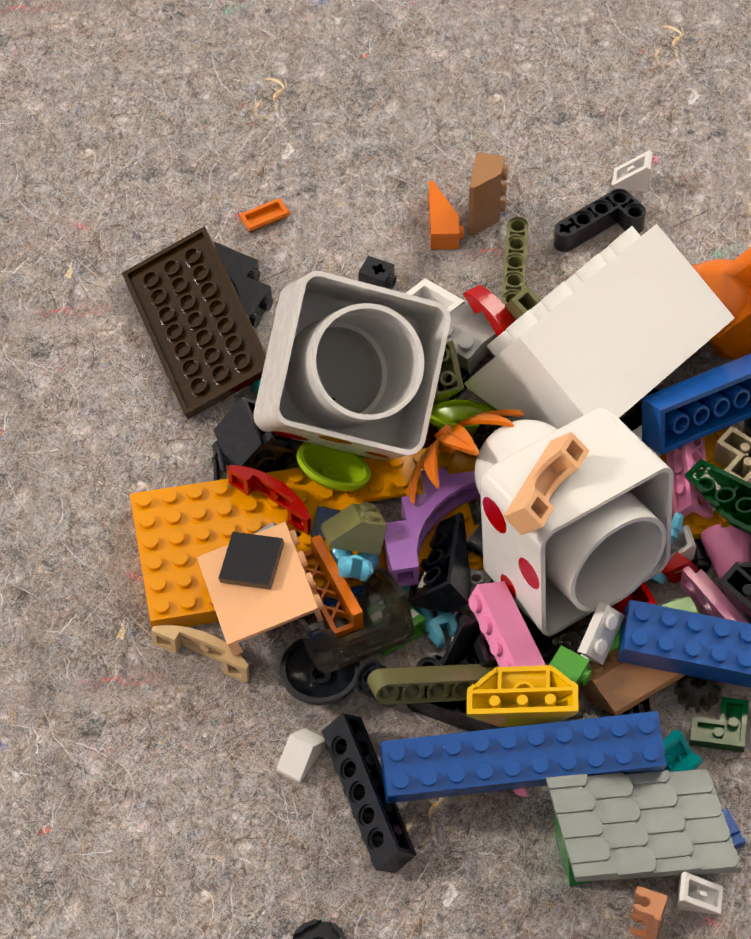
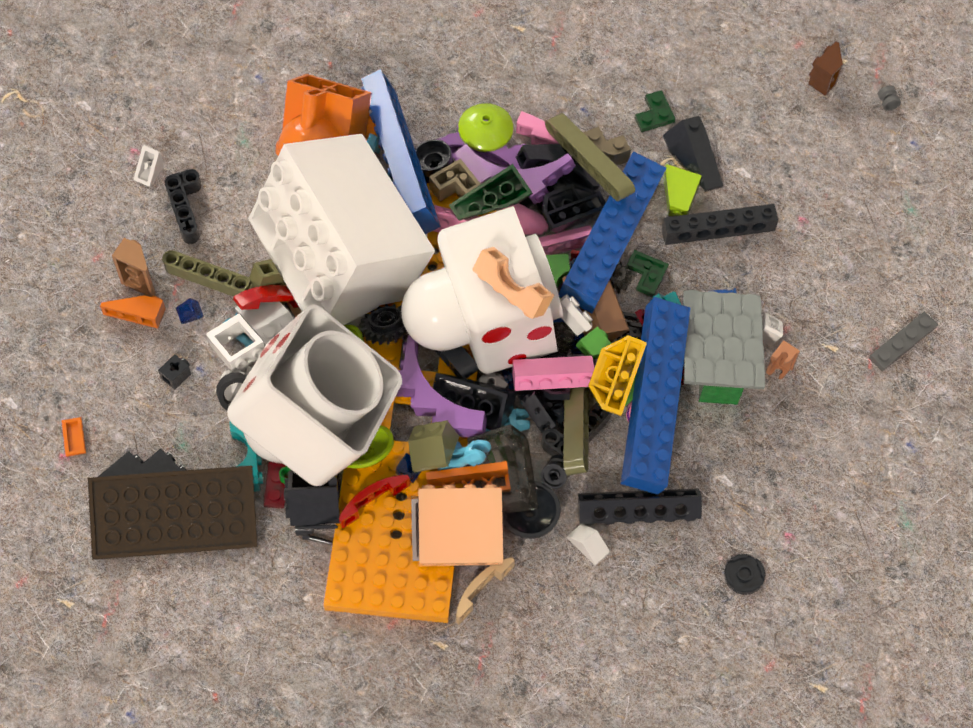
camera: 75 degrees left, 10 degrees up
(251, 560) = (443, 522): black tile -> none
(452, 439) = (397, 346): orange plant -> none
(463, 270) = (189, 311): none -> clear blue slope

